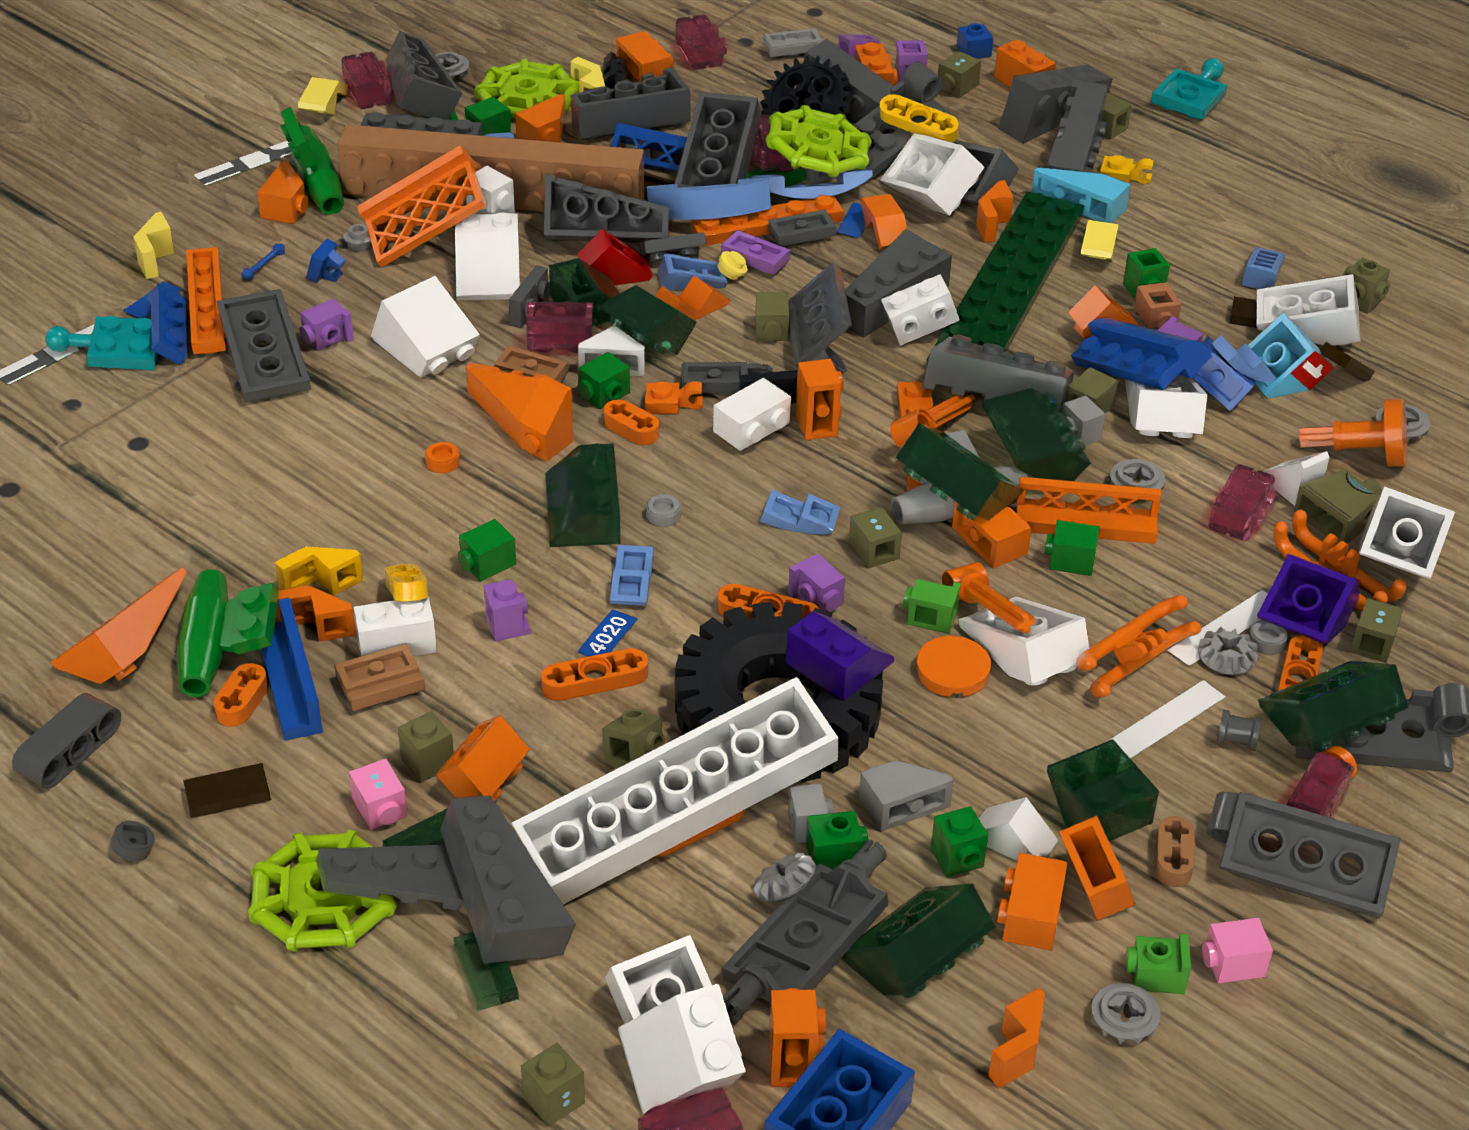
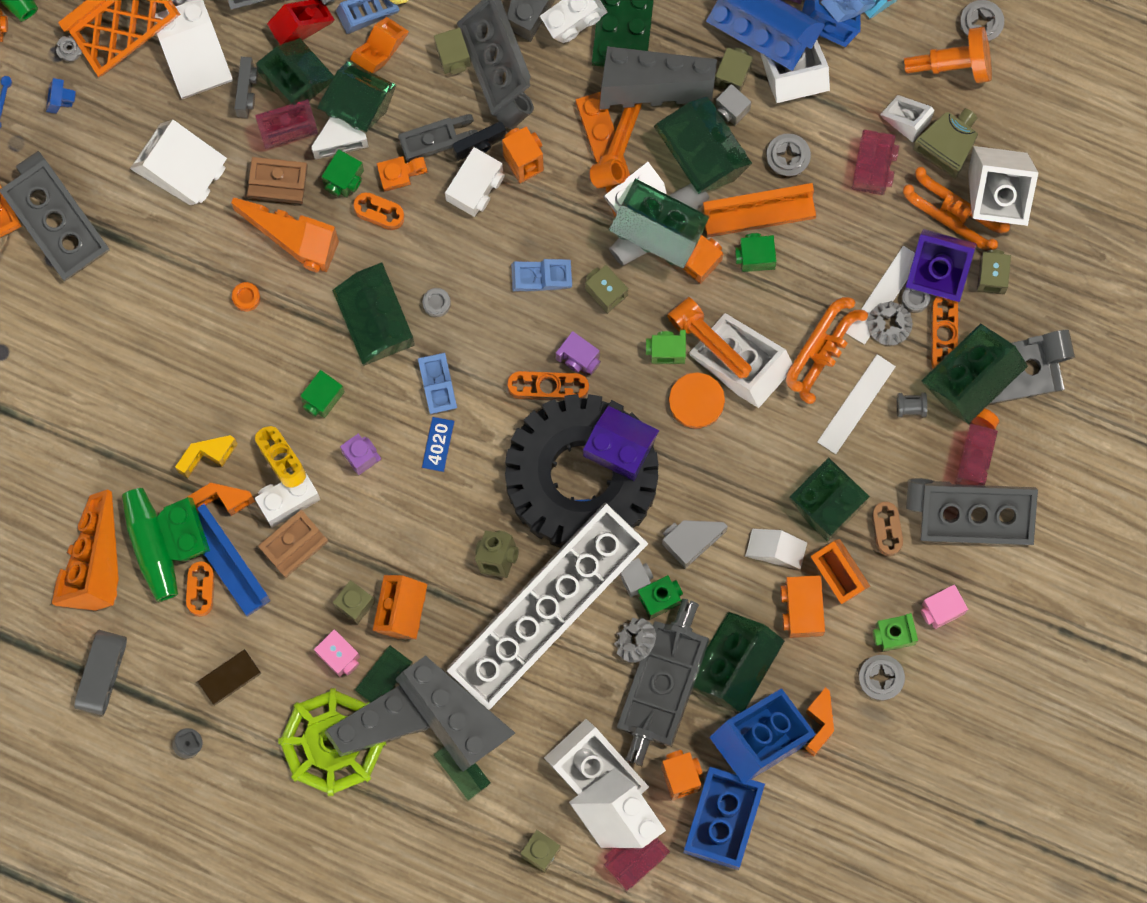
camera: 15 degrees left, 35 degrees up
(326, 325) = (92, 177): medium lavender brick -> none
(571, 688) = (445, 478): orange beam -> none
(928, 1012) = (762, 736): none -> blue brick
(959, 841) = (743, 573): green brick -> none

